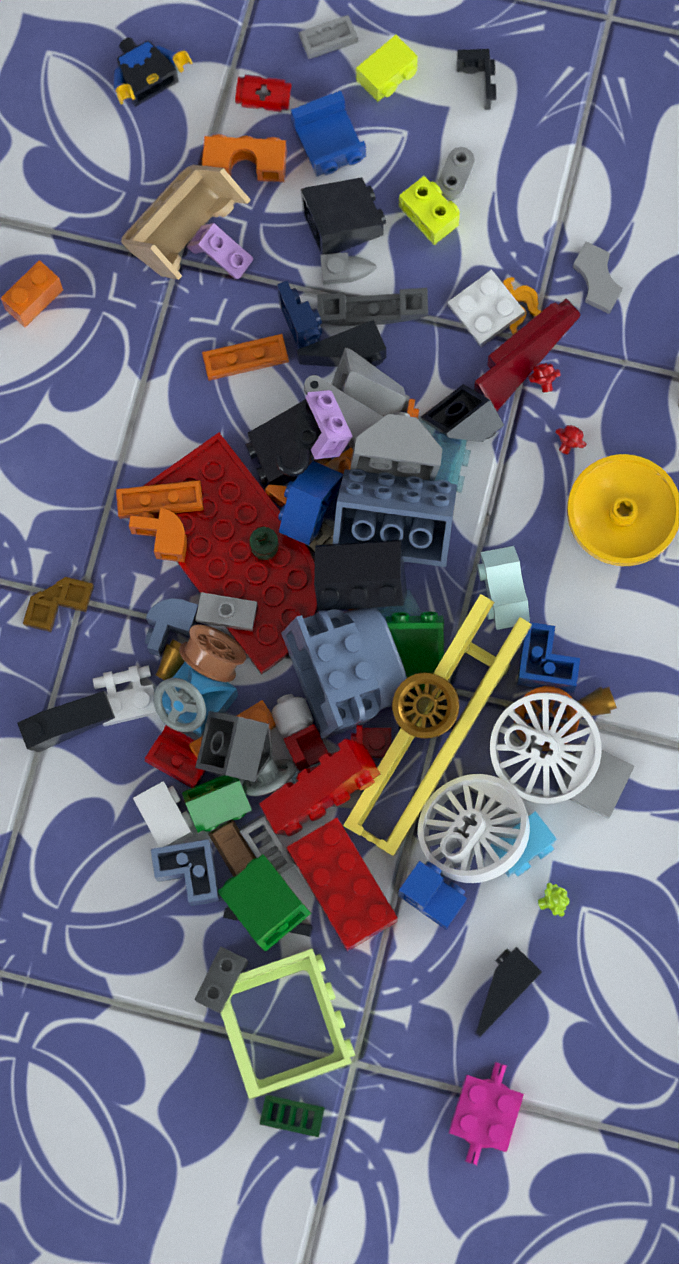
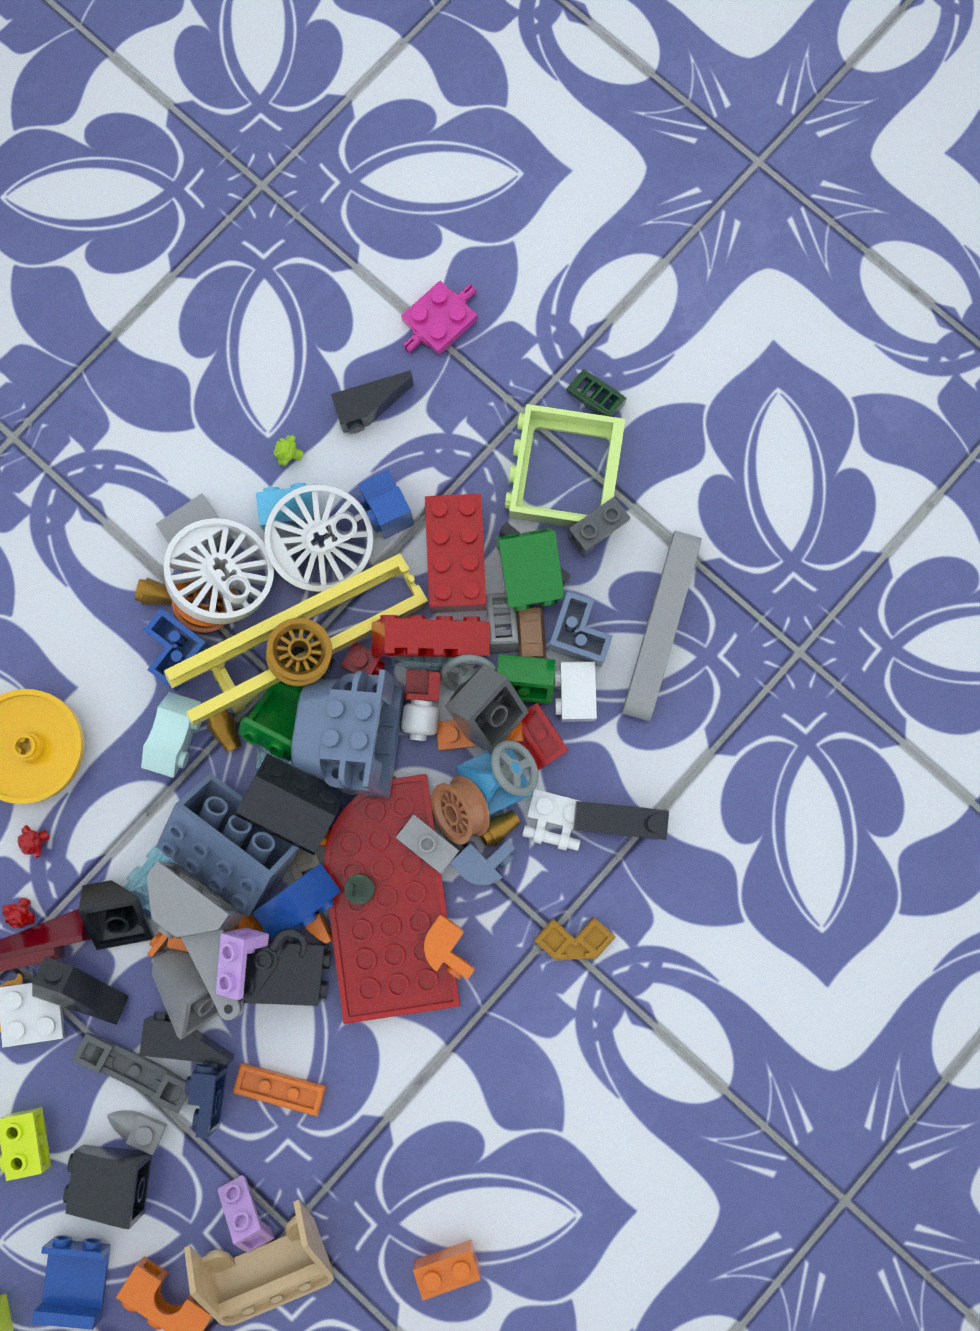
camera: 155 degrees left, 5 degrees up
(116, 922) = (662, 626): none -> light grey beam
(149, 499) = (432, 985): orange tile -> none
(453, 342) = (78, 991): none -> black slope
(455, 612) = (224, 730): none -> pearl gold cone

